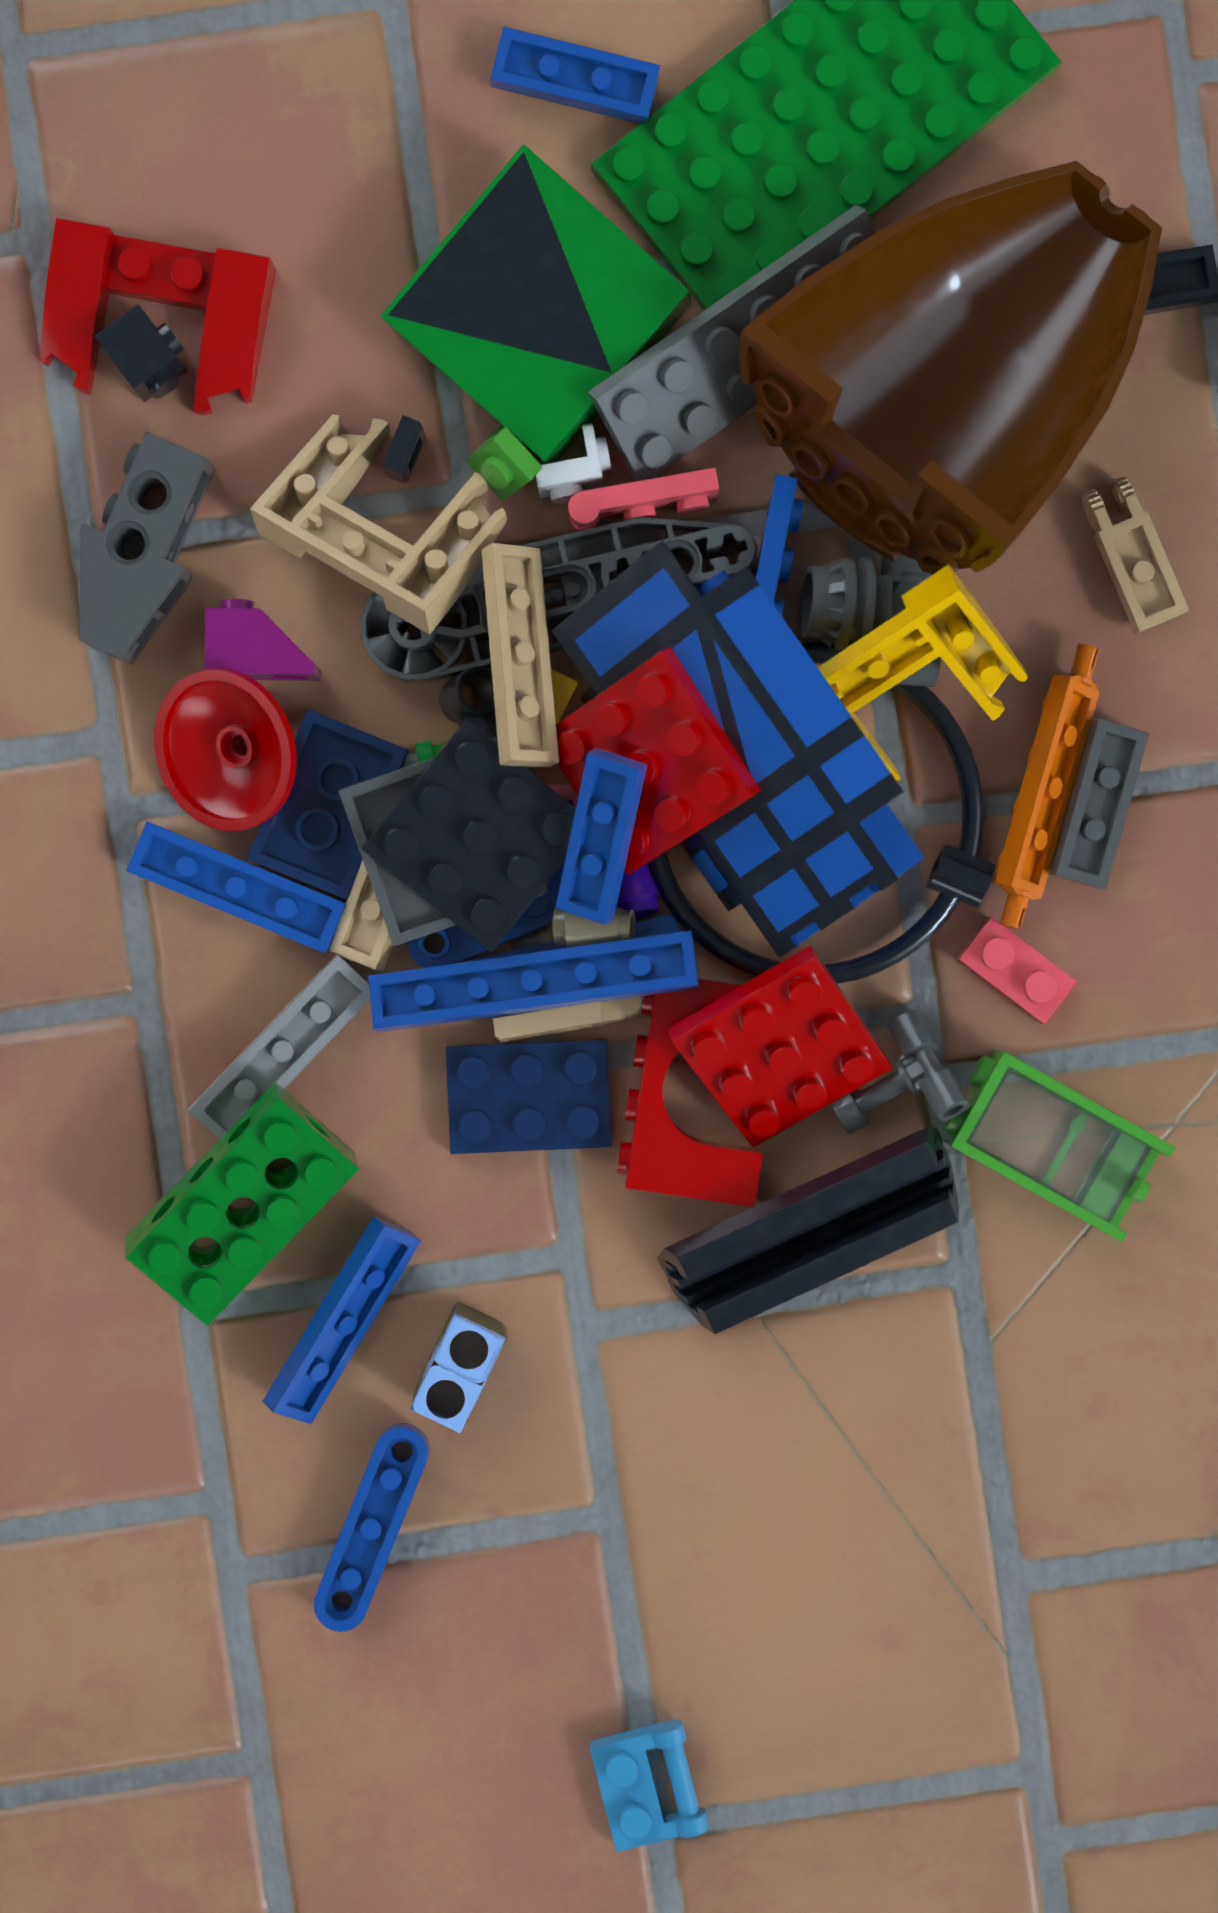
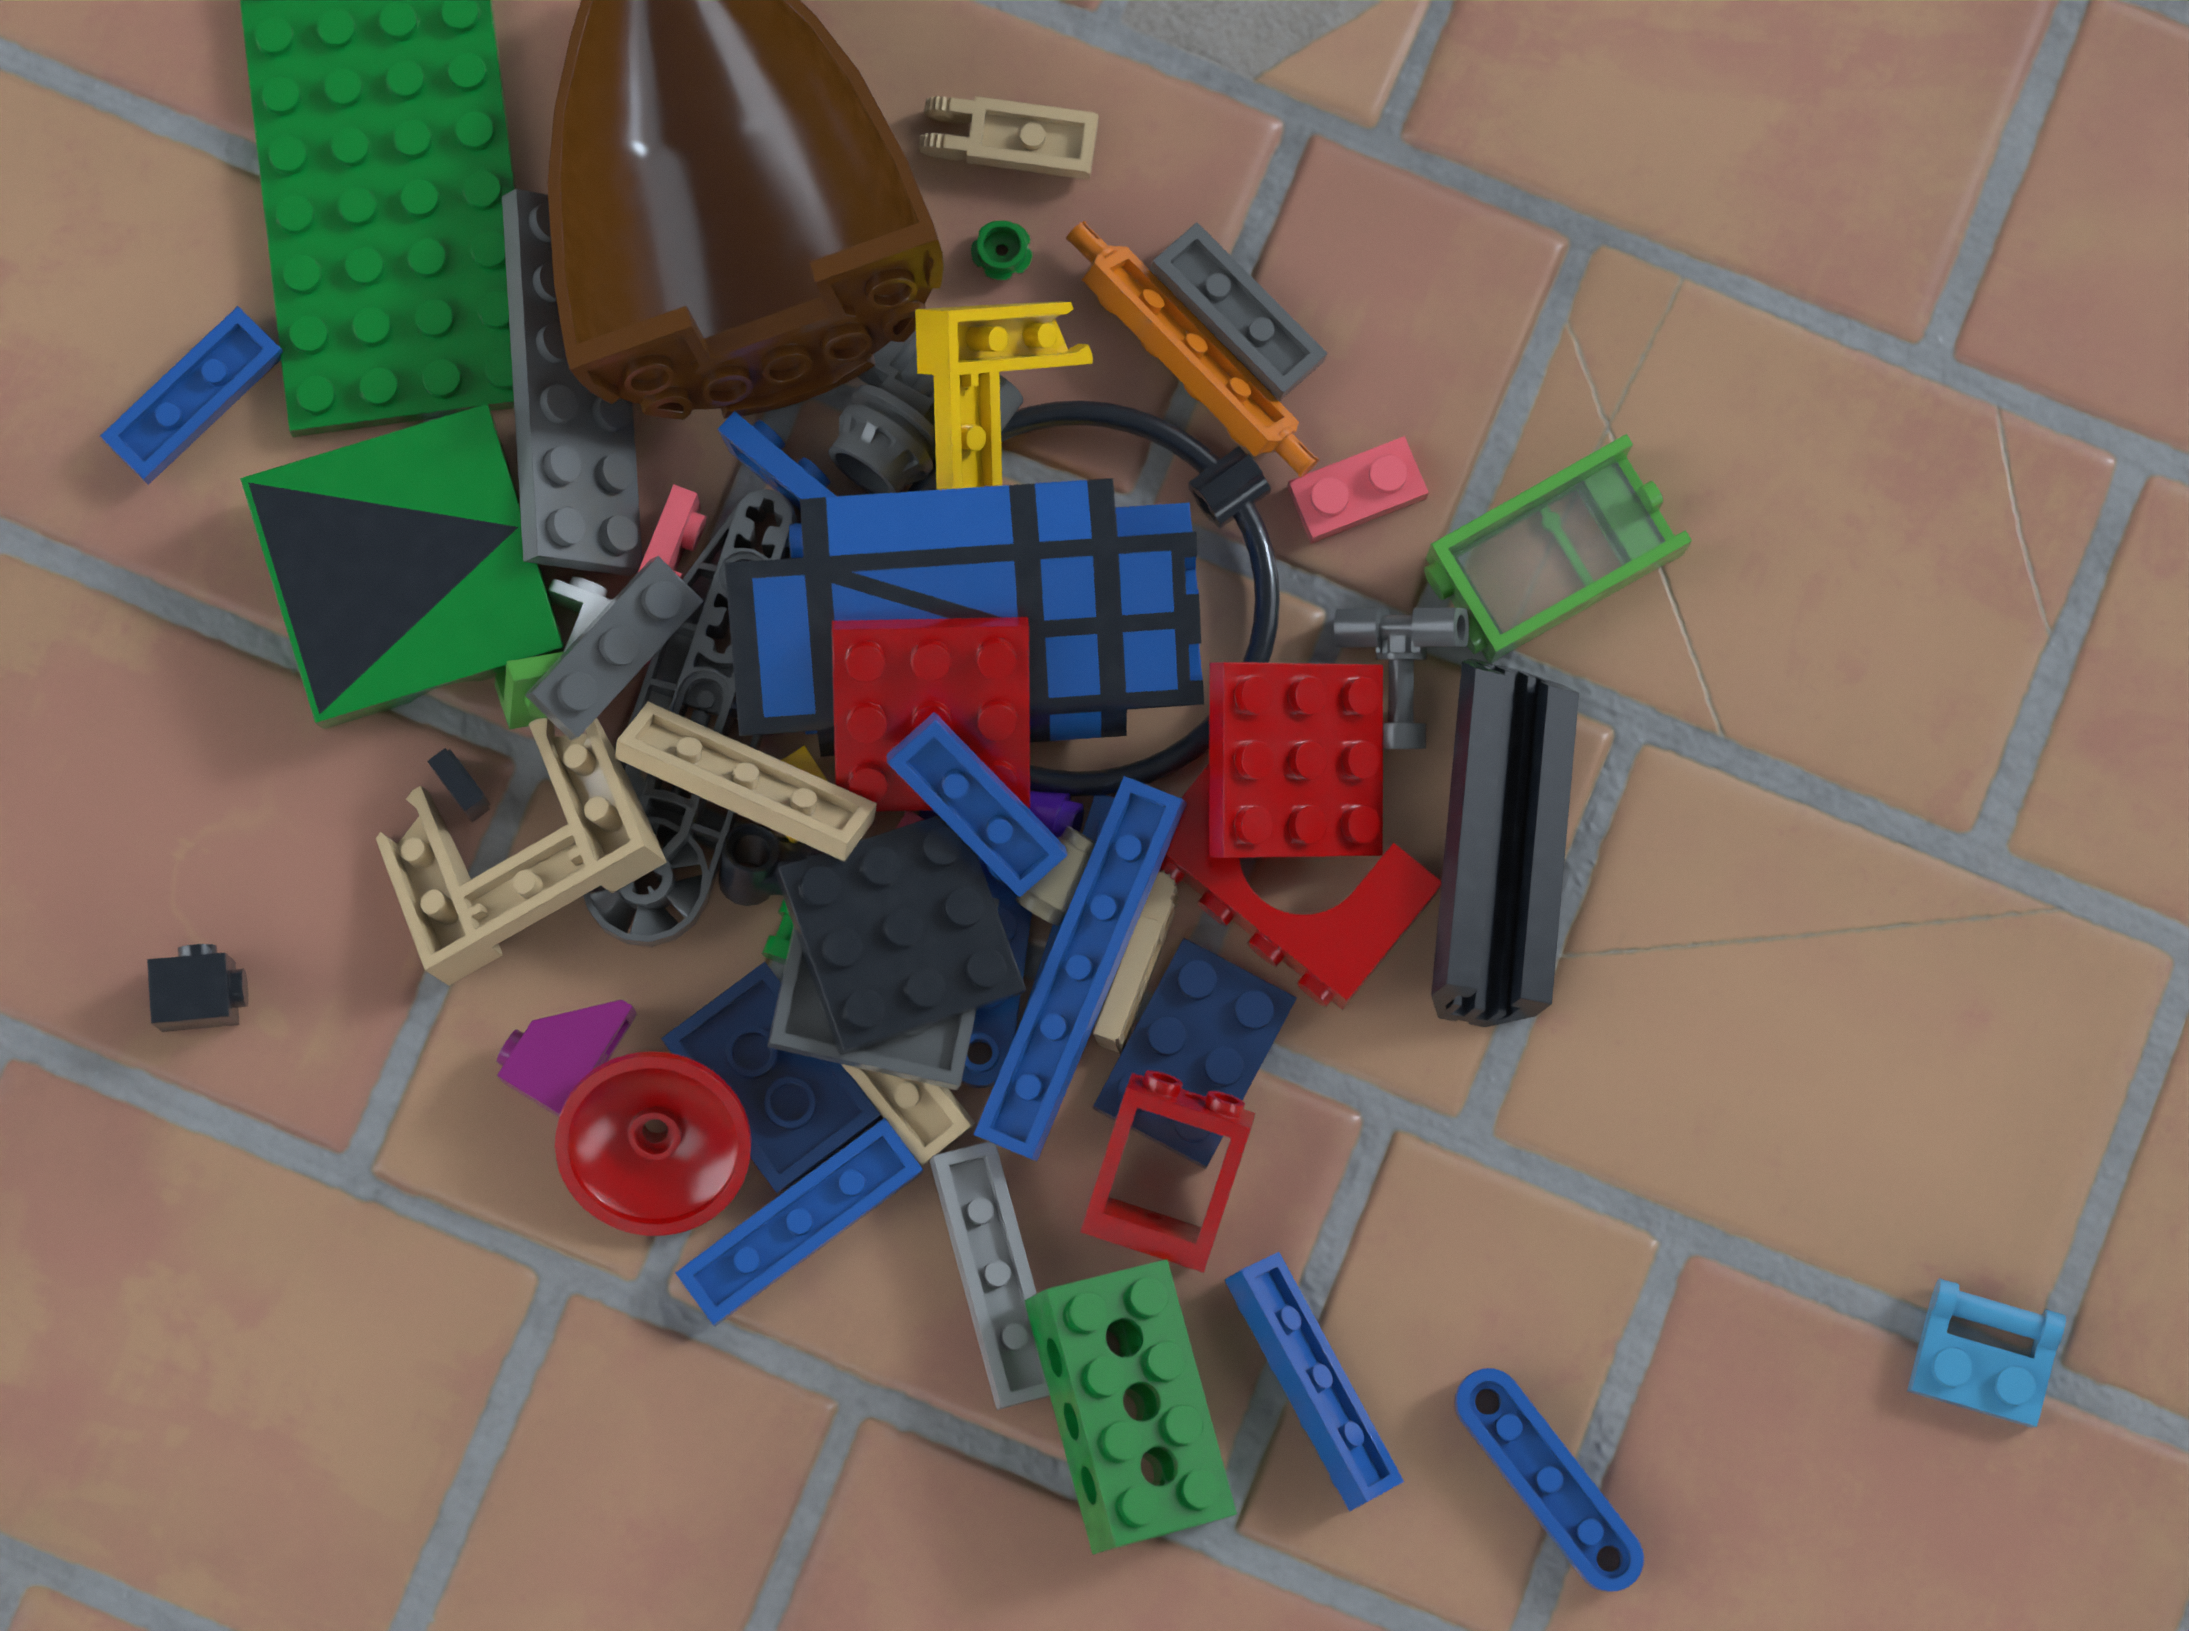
camera: 65 degrees left, 10 degrees down
(131, 598) = (432, 1151): dark grey brick -> none
(227, 285) = (70, 983): red wedge -> none
(379, 1142) = (1149, 1230): none -> red window
(463, 1320) = (1449, 1277): light blue piece -> none
(563, 498) = (614, 648): none -> dark grey plate
(1051, 591) = (1002, 234): none -> green plate

